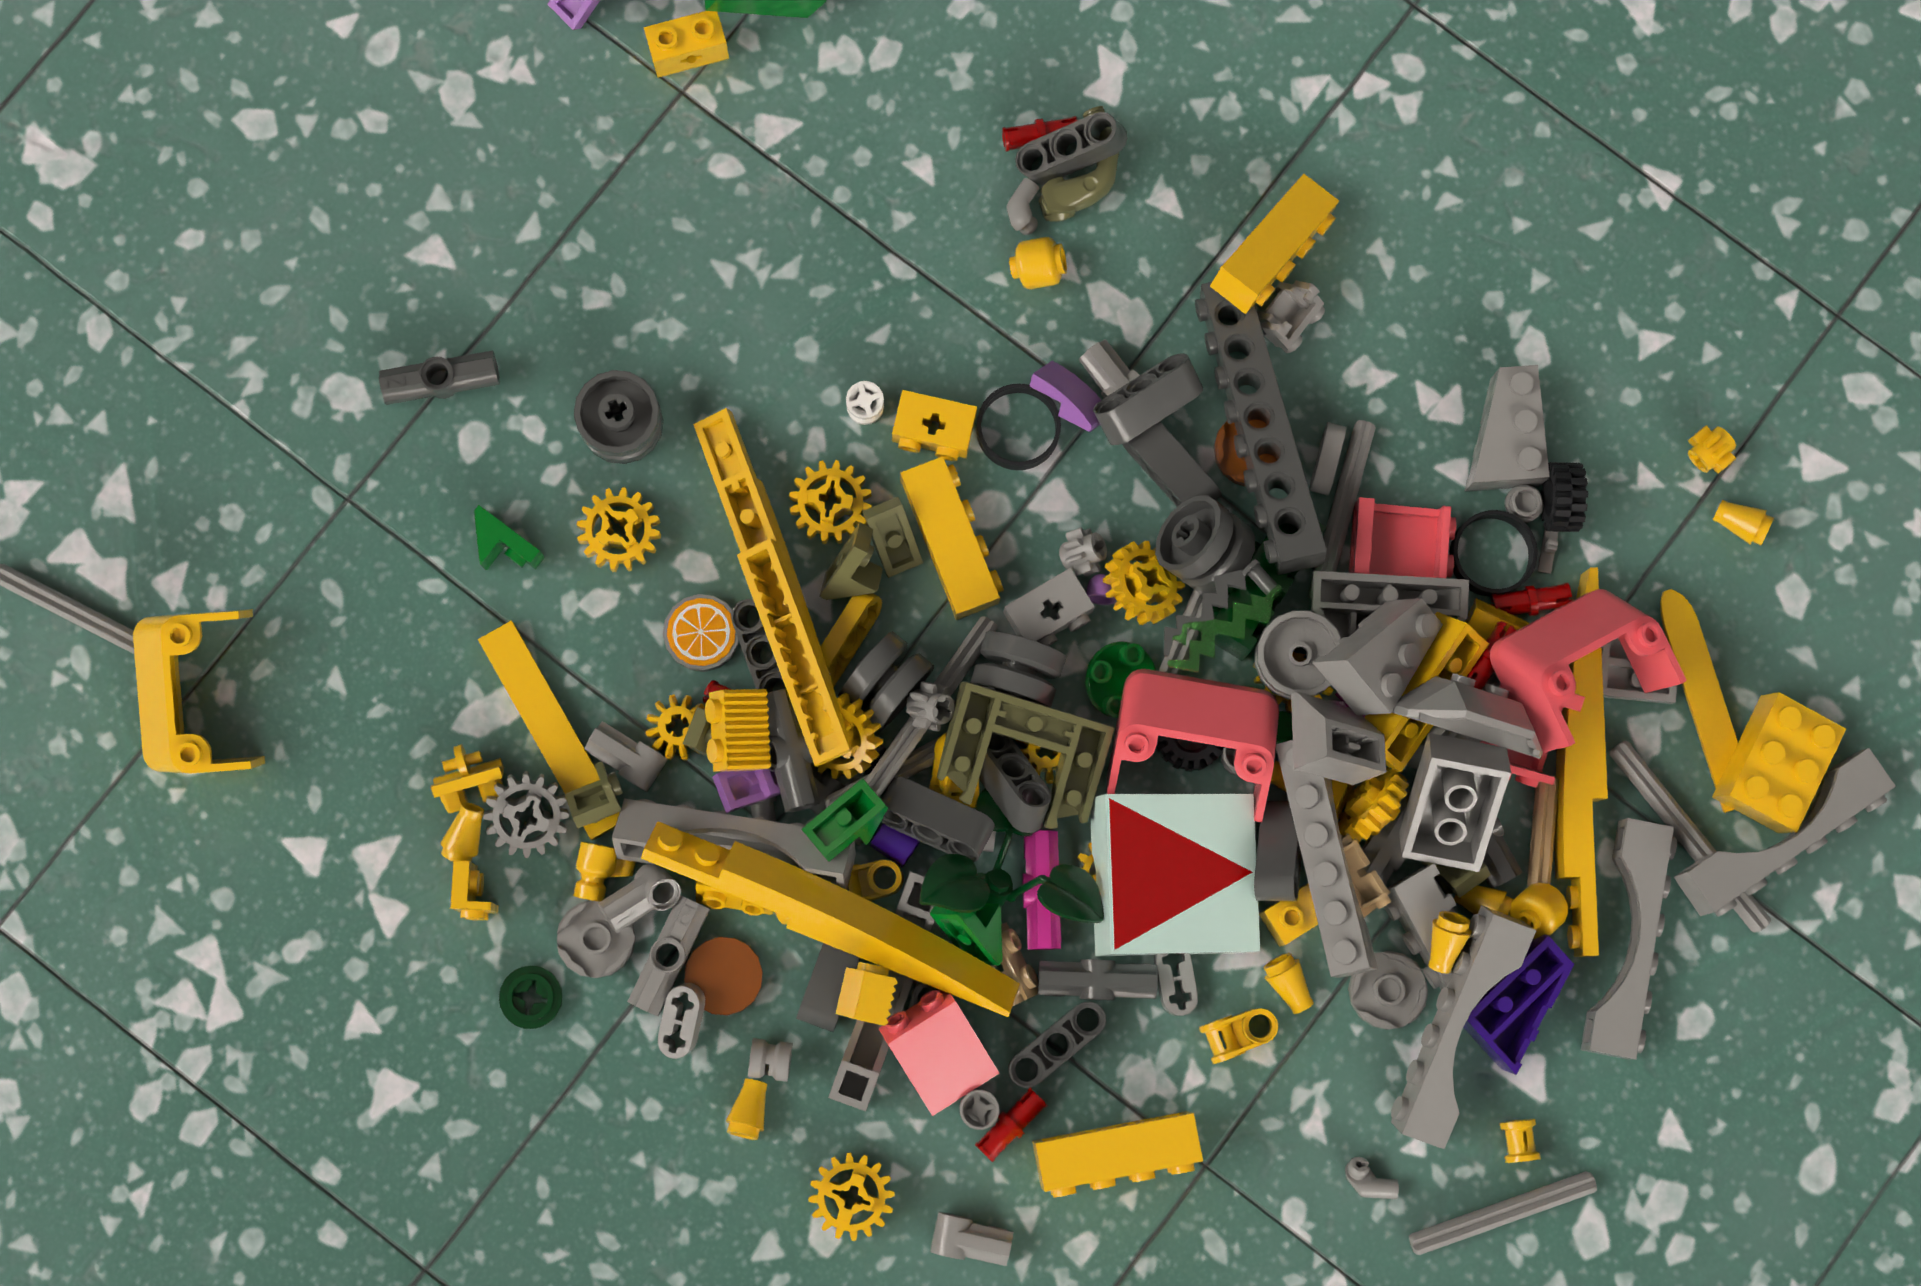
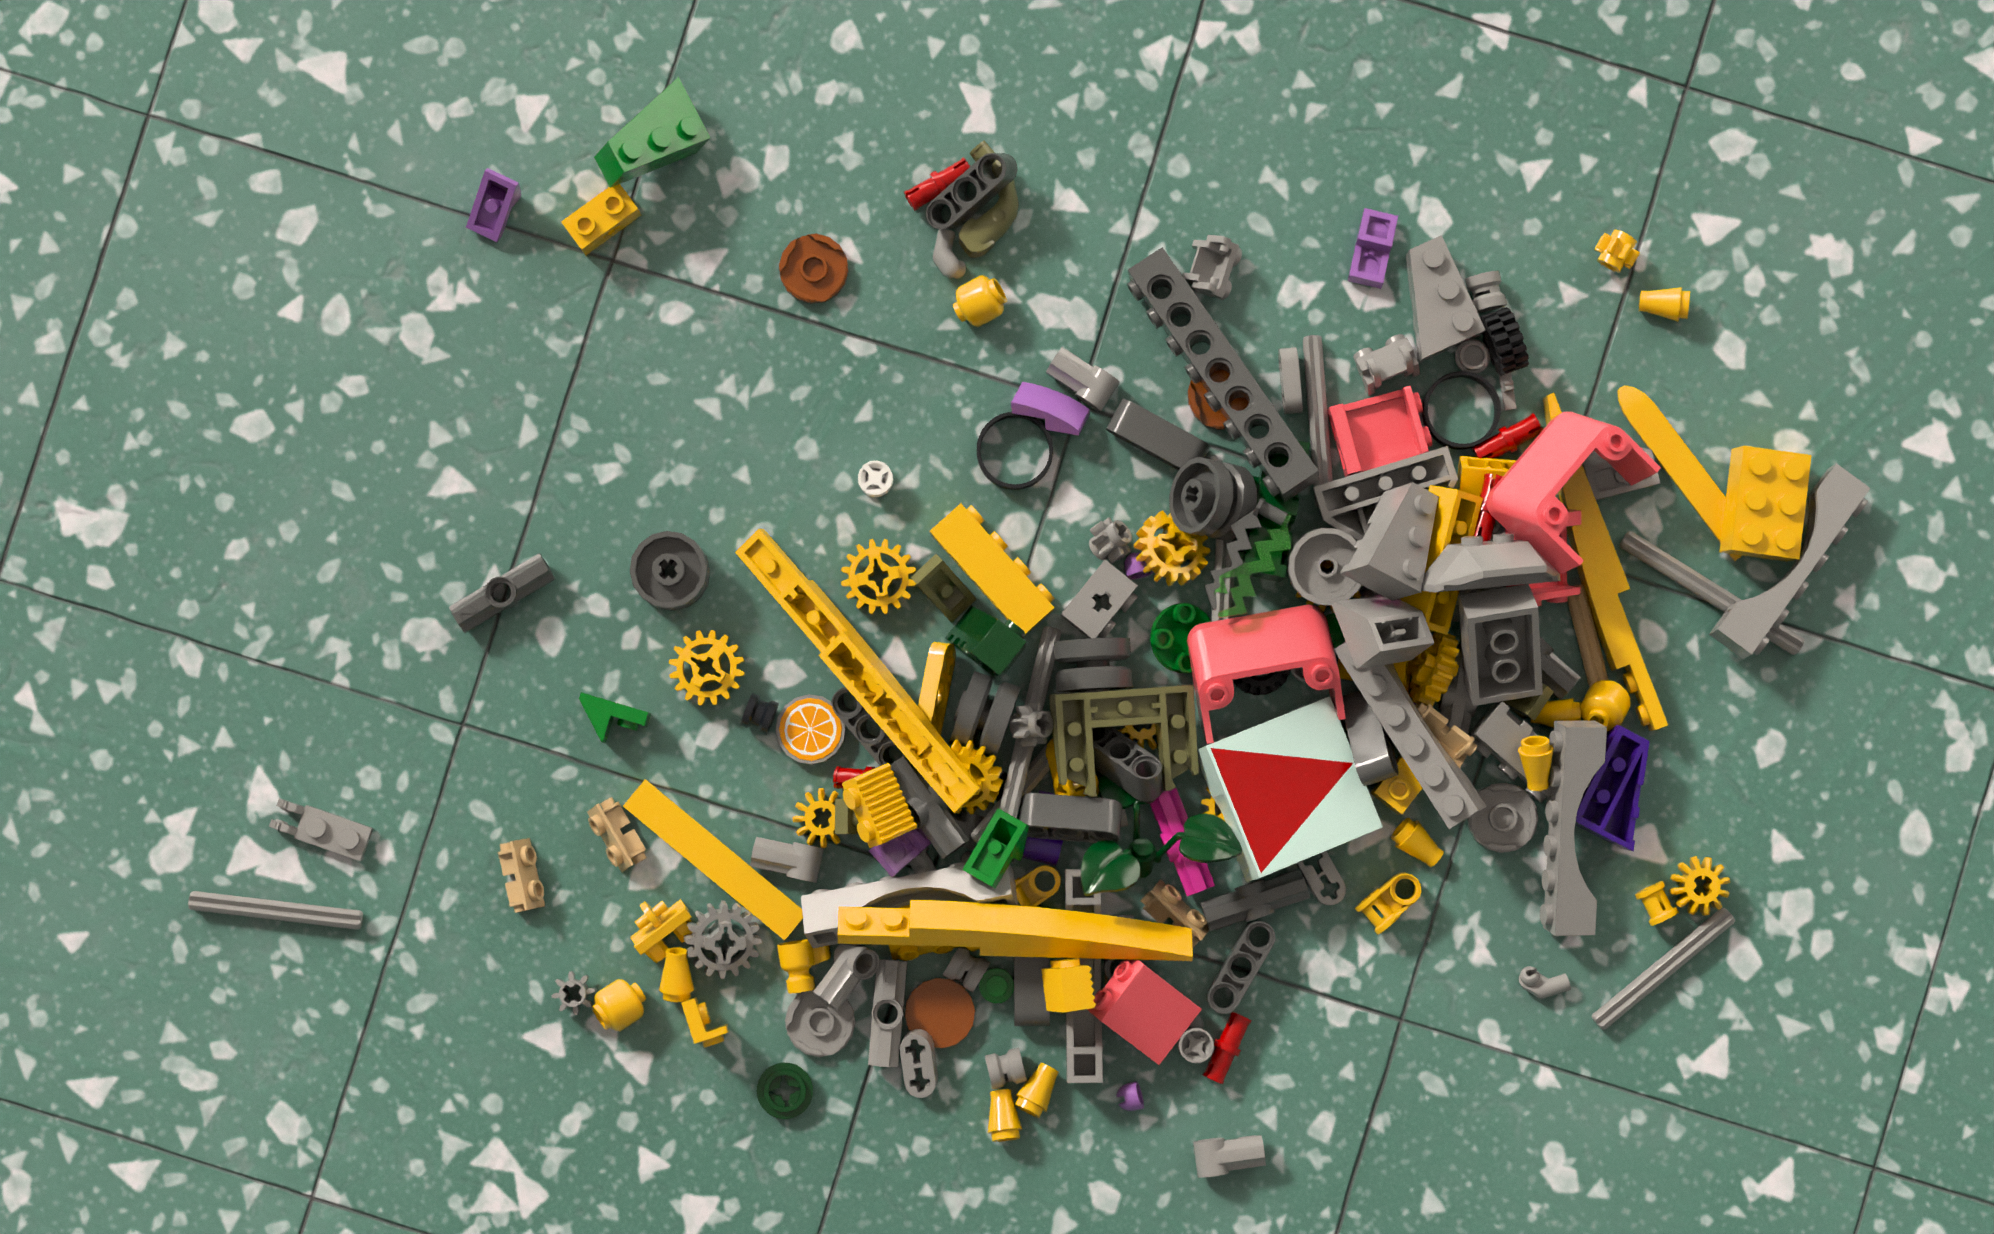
camera: 15 degrees left, 5 degrees up
(156, 652) = (356, 913): yellow windscreen -> none
(164, 552) = (325, 830): none -> light grey hinge
(340, 811) = (584, 992): none -> light grey gear
(349, 654) = (520, 859): none -> tan hinge
(392, 842) = (618, 1005): none -> yellow head
(456, 651) = (607, 825): none -> tan hinge
(595, 800) = (777, 905): olive bracket -> none
(654, 596) = (759, 714): none -> black wheel
(768, 939) = (966, 968): none -> light grey wheel
(793, 969) = (996, 985): none -> green plate
(794, 1096) = (1037, 1091): none -> yellow cone
(851, 570) = (919, 629): olive slope -> none
(857, 1179) = (1116, 1171): yellow gear -> none
(882, 172) = (813, 268): none -> dark orange tile
(892, 1139) = (1132, 1095): none -> medium lavender hinge
(916, 415) = (923, 469): yellow brick -> none
(921, 608) = (988, 641): none -> dark green wedge
(974, 932) = (1140, 901): green slope -> none
(1118, 1151) = (1323, 1038): yellow brick -> none
(1148, 399) = (1118, 389): dark grey beam -> none
(1274, 244) = (1178, 211): yellow brick -> none
(1428, 475) = (1386, 362): none -> light grey piece
(1459, 357) = (1372, 248): none -> medium lavender slope
(1560, 1132) = (1687, 885): none -> yellow gear
(1562, 440) = (1486, 283): none -> light grey wheel
(1642, 859) = (1678, 628): light grey arch -> none

